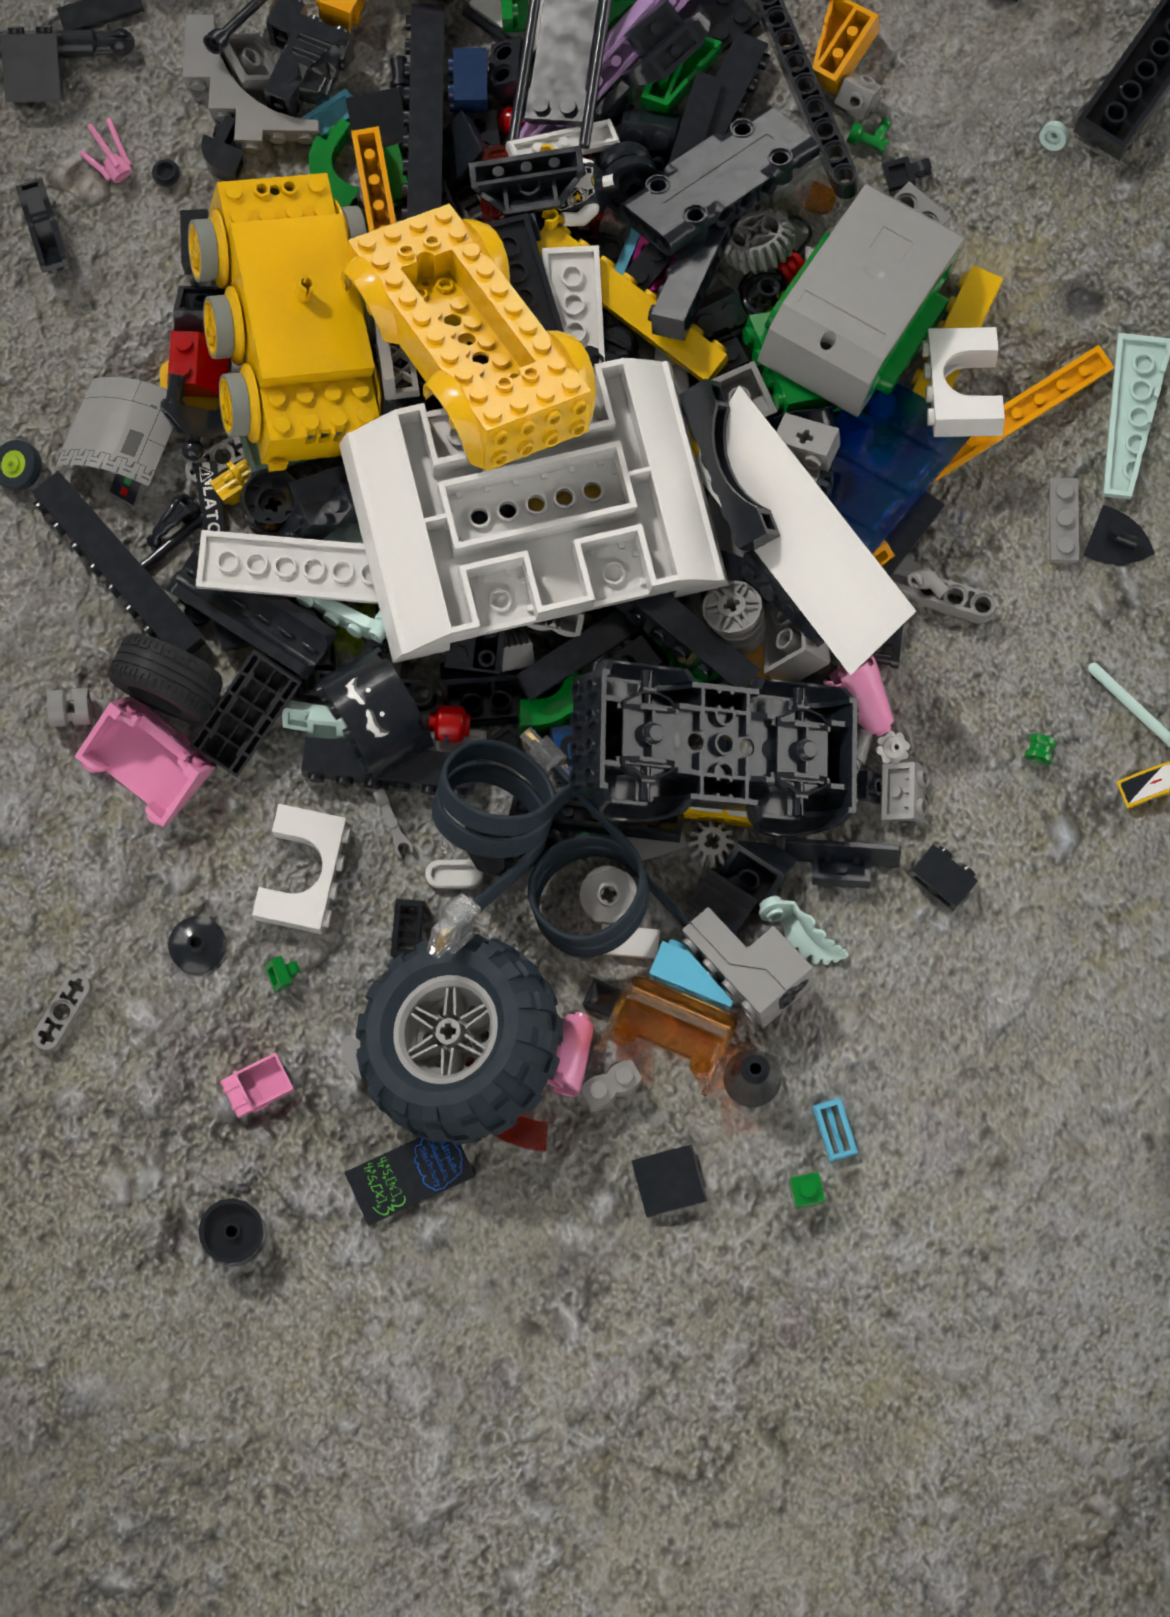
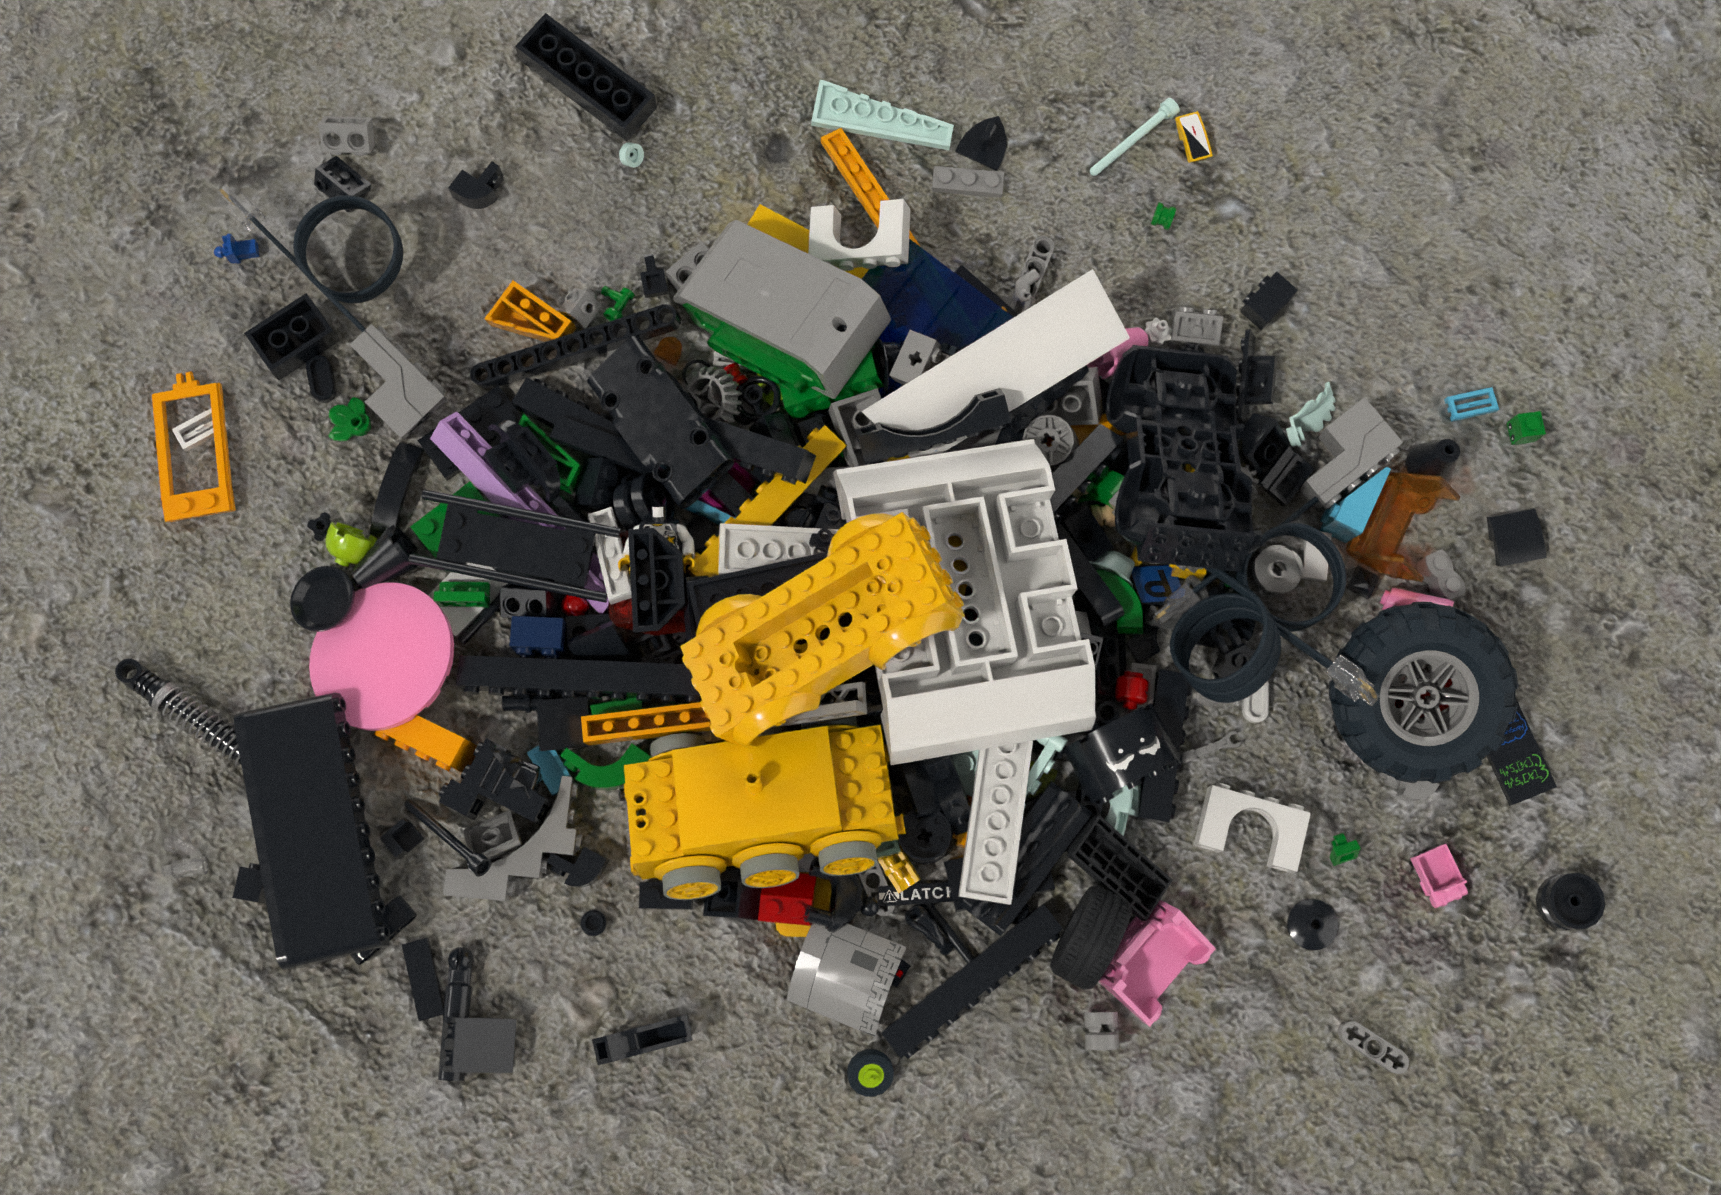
camera: 95 degrees left, 0 degrees up
(116, 166) = (583, 969): bright pink plant -> none
(407, 903) = (1285, 736): black slope -> none

